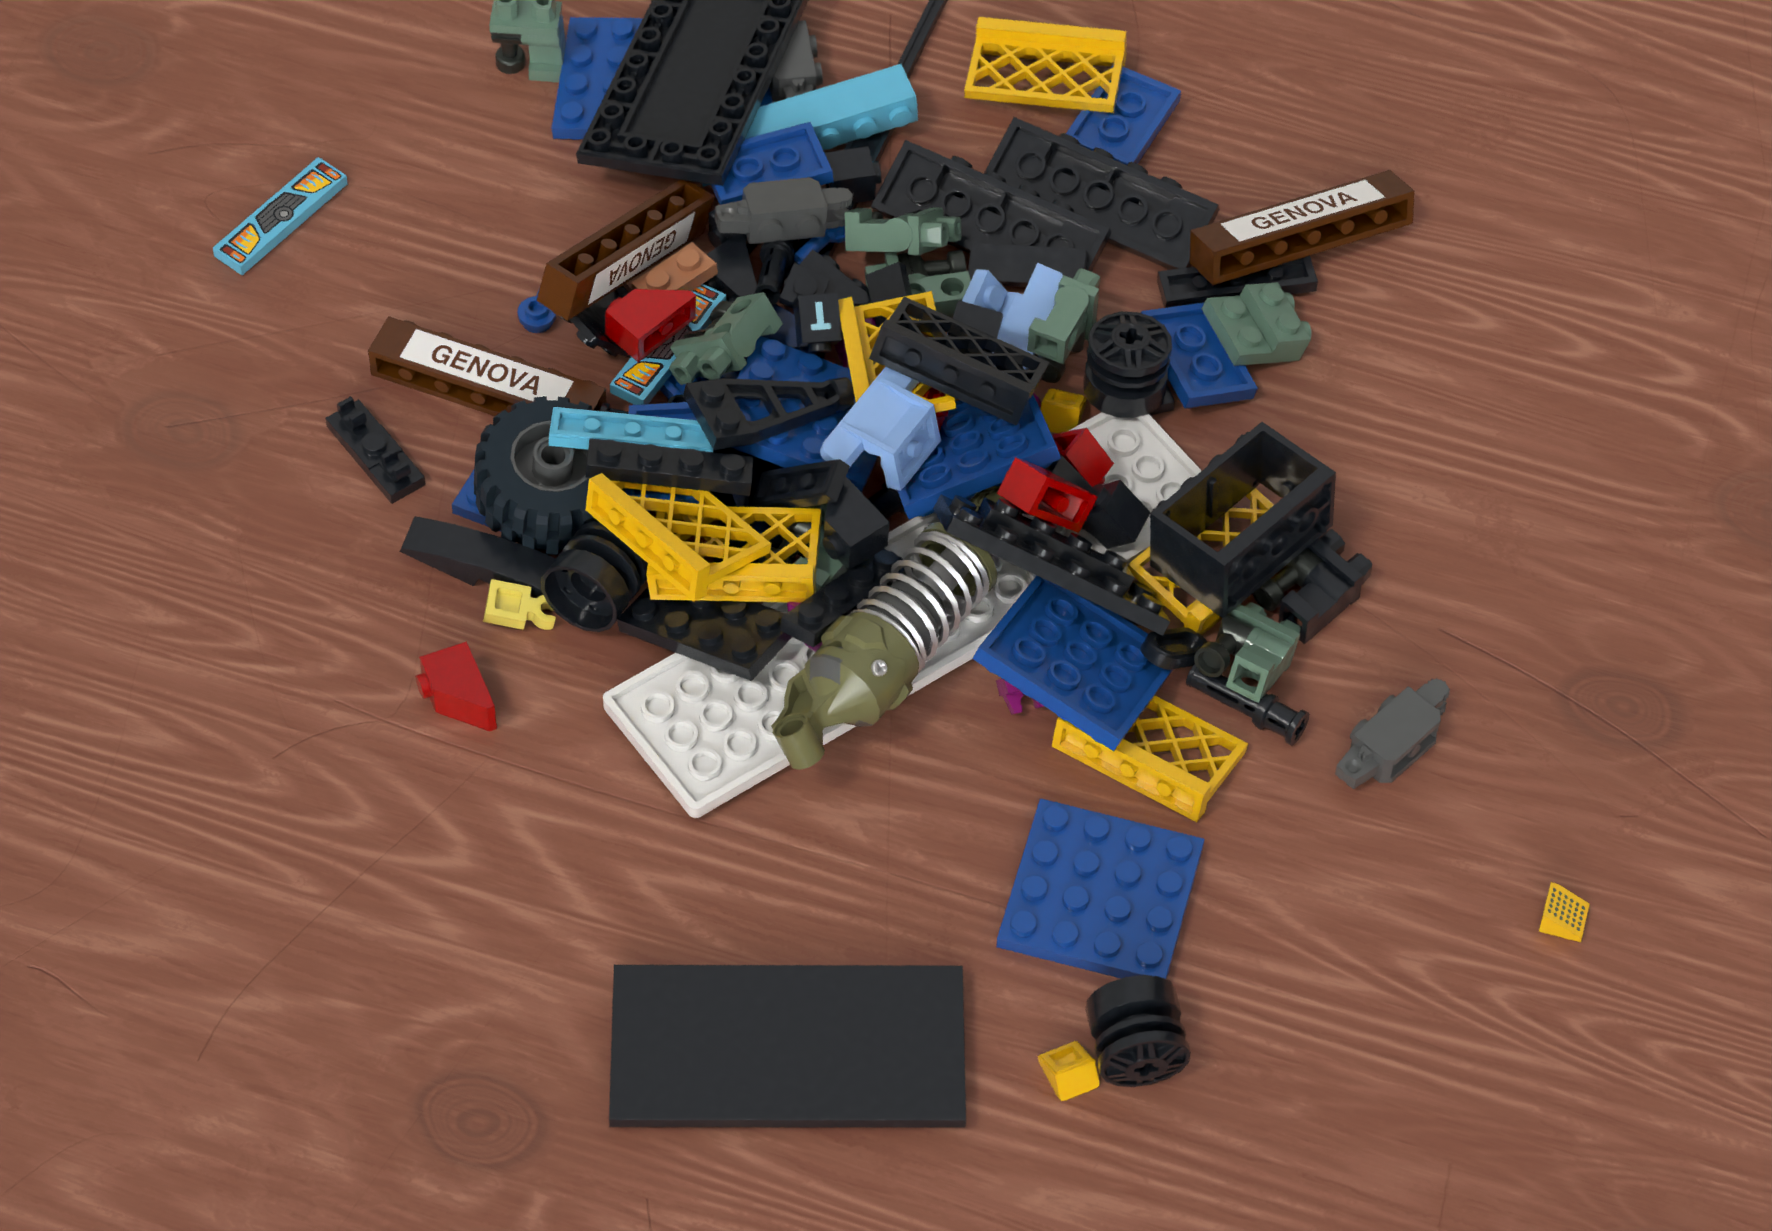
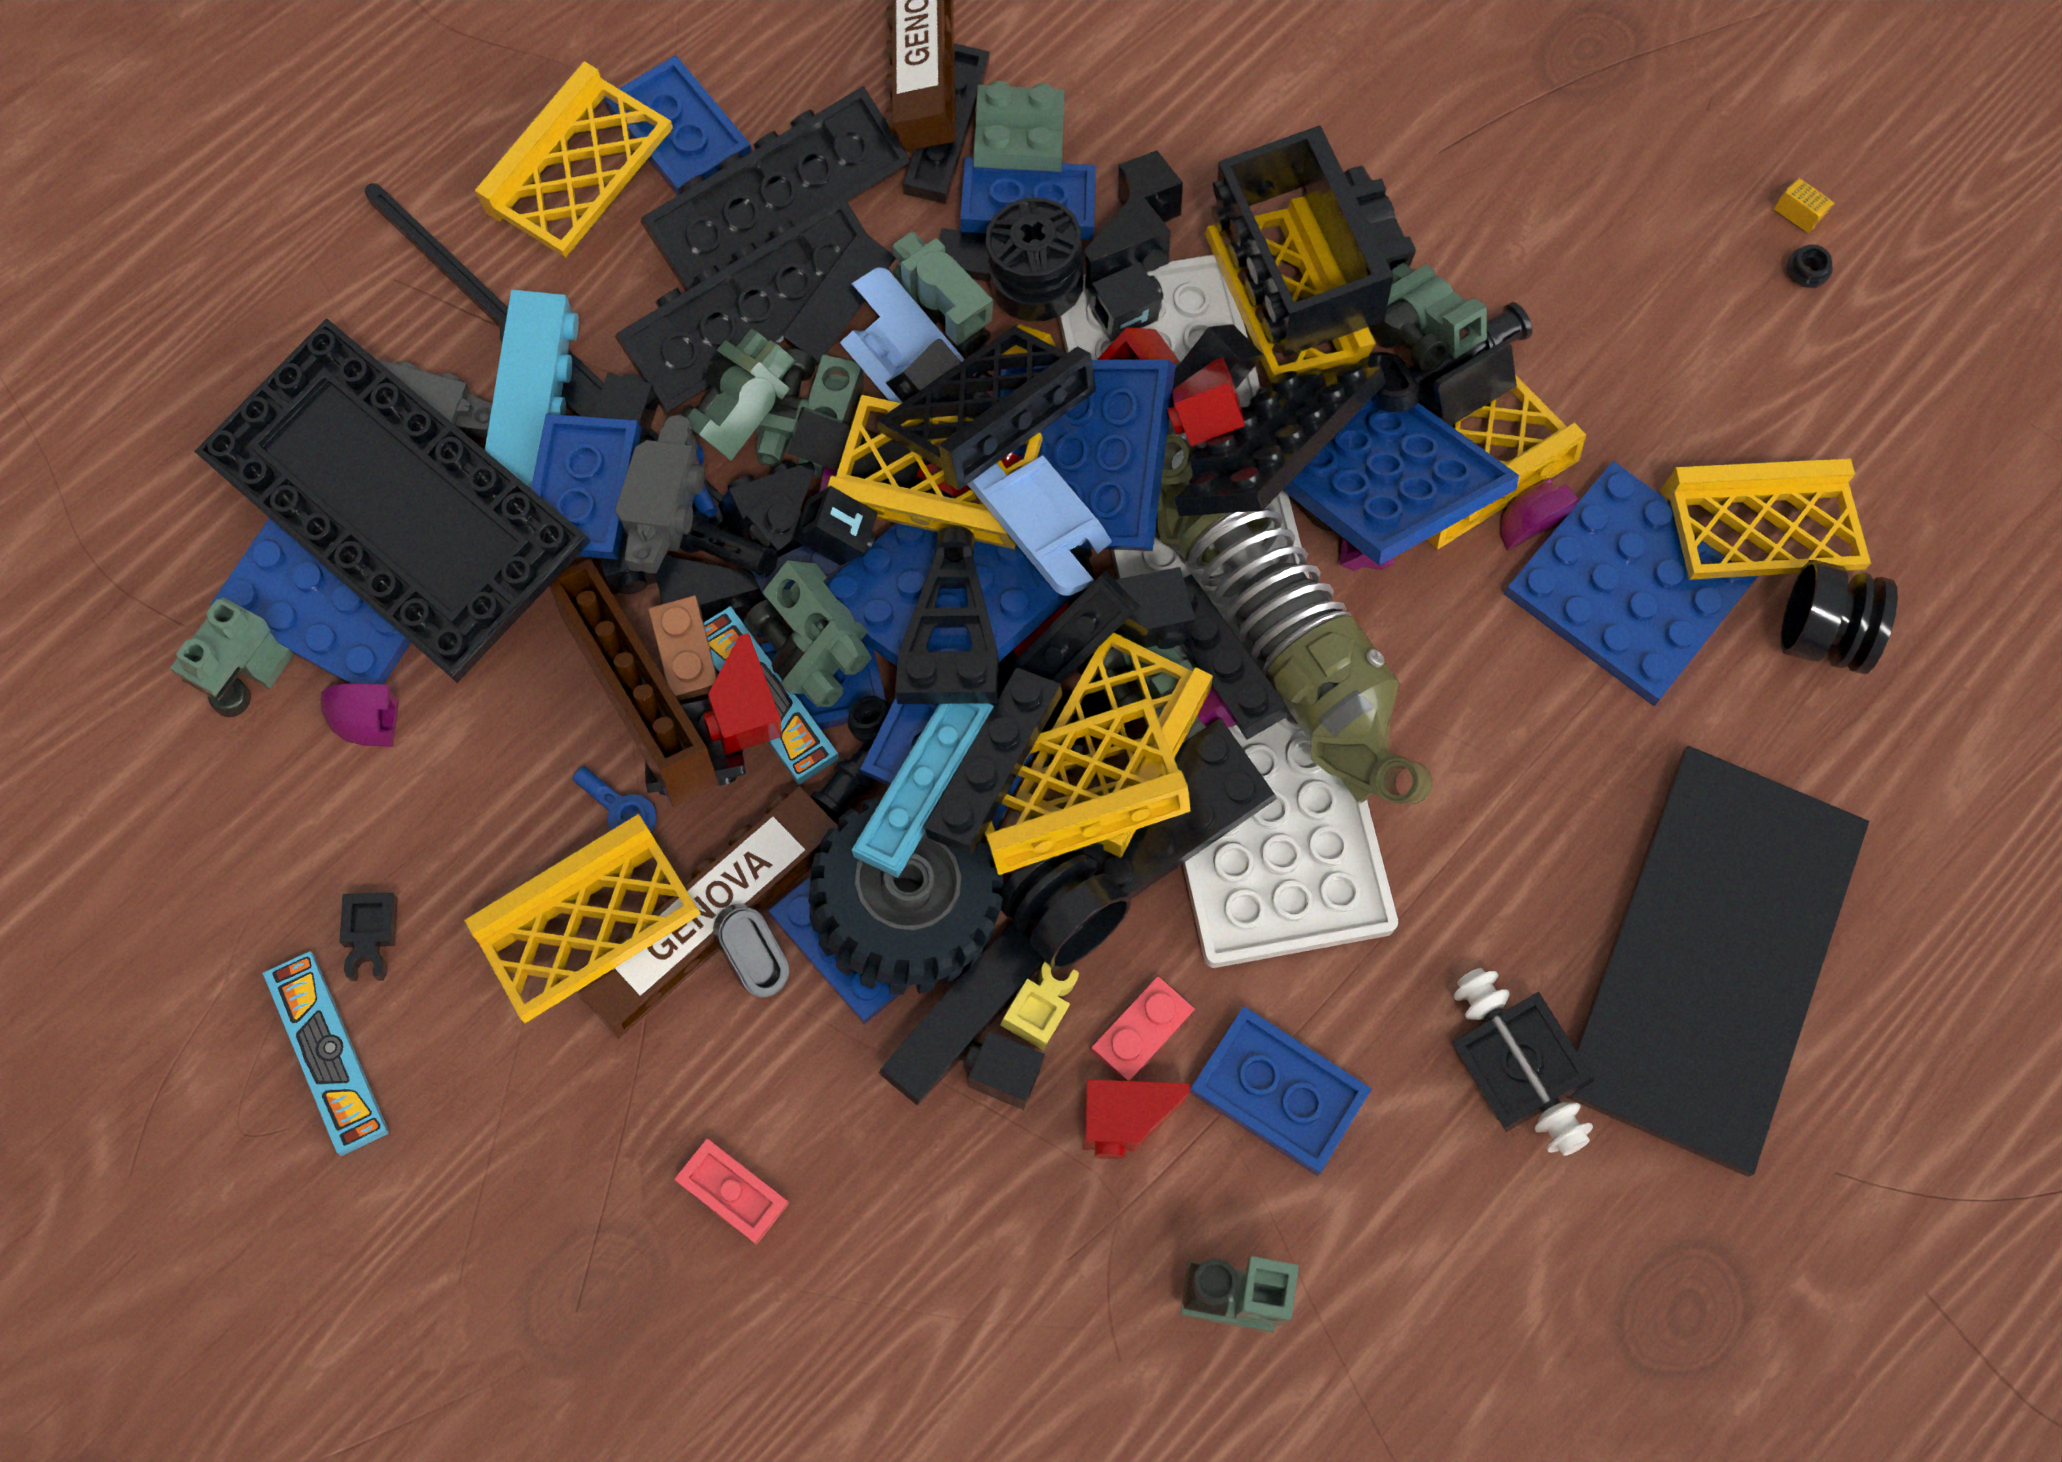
camera: 70 degrees left, 15 degrees up
(287, 474) = (731, 1191): none -> coral plate
(344, 779) = (1247, 1299): none -> sand green hips
(374, 450) = (738, 1077): black plate -> none
(377, 197) = (367, 924): none -> black plate
(448, 288) = (567, 890): none -> yellow fence
(454, 600) = (1003, 1069): none -> black brick
(467, 411) = (751, 950): none -> tile
(524, 780) = (1280, 1091): none -> blue plate
(531, 681) = (1142, 1030): none -> coral plate
(535, 133) = (361, 713): none -> magenta brick
(623, 925) = (1523, 1062): none -> black plate
(1069, 1070) = (1823, 701): yellow slope -> none
(1121, 798) = (1535, 512): none -> magenta brick
(1132, 440) = (1126, 300): none -> black brick
(1198, 427) = (1138, 231): none -> black arch
(1206, 704) = (1471, 384): none -> black panel
(1243, 953) = (1752, 485): none -> yellow fence
(1395, 735) = (1562, 241): dark grey hinge -> none
(1497, 925) = (1814, 257): none -> black plate

